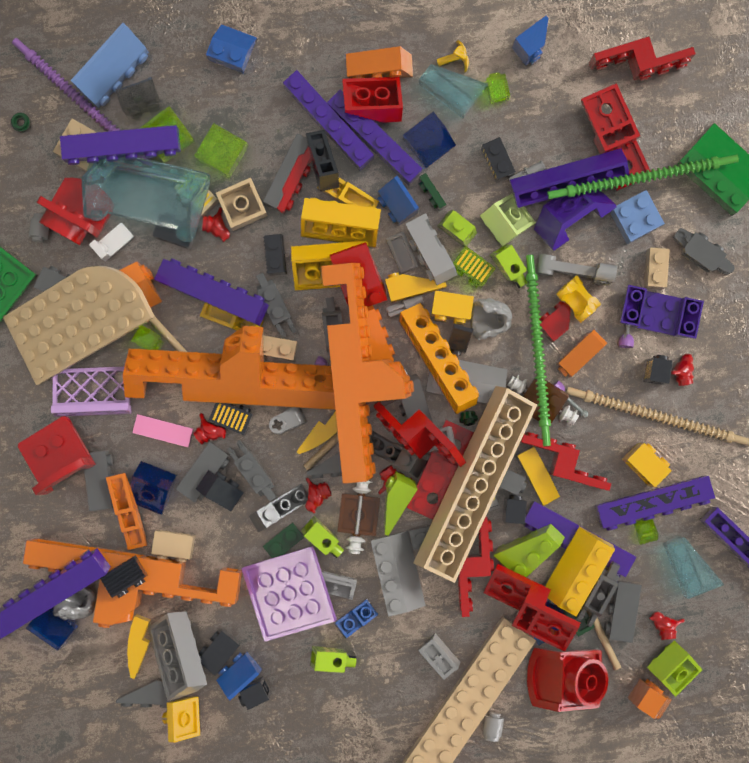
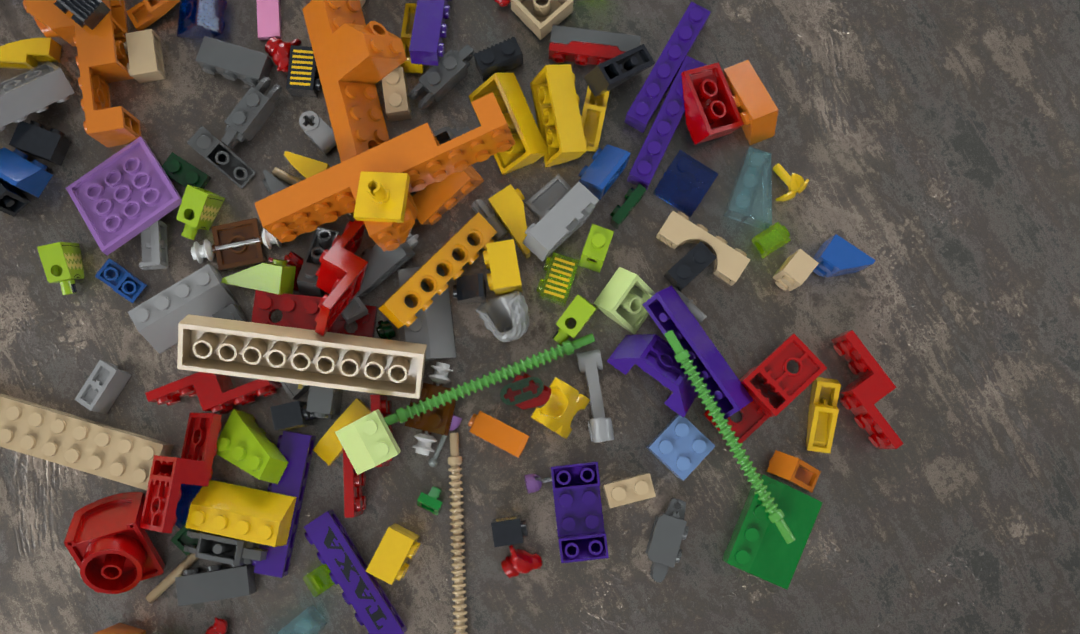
camera: 70 degrees right, 5 degrees down
(219, 490) = (216, 82): black brick -> none
(316, 495) = (246, 190): red animal -> none
(372, 281) = (503, 166): red slope -> none
(377, 378) = (382, 197): none -> yellow tile
(466, 159) = (681, 231): none -> tan arch
(493, 727) = (38, 475): light grey brick -> none
(530, 79) = (794, 270): none -> tan brick
(550, 324) = (520, 385): none -> clear green beam
(559, 453) = (368, 442): none -> yellowish green slope
(615, 425) = (430, 502): none -> green tile
(648, 98) = (822, 414): none -> yellow slope
(683, 136) = (793, 471): none -> orange slope

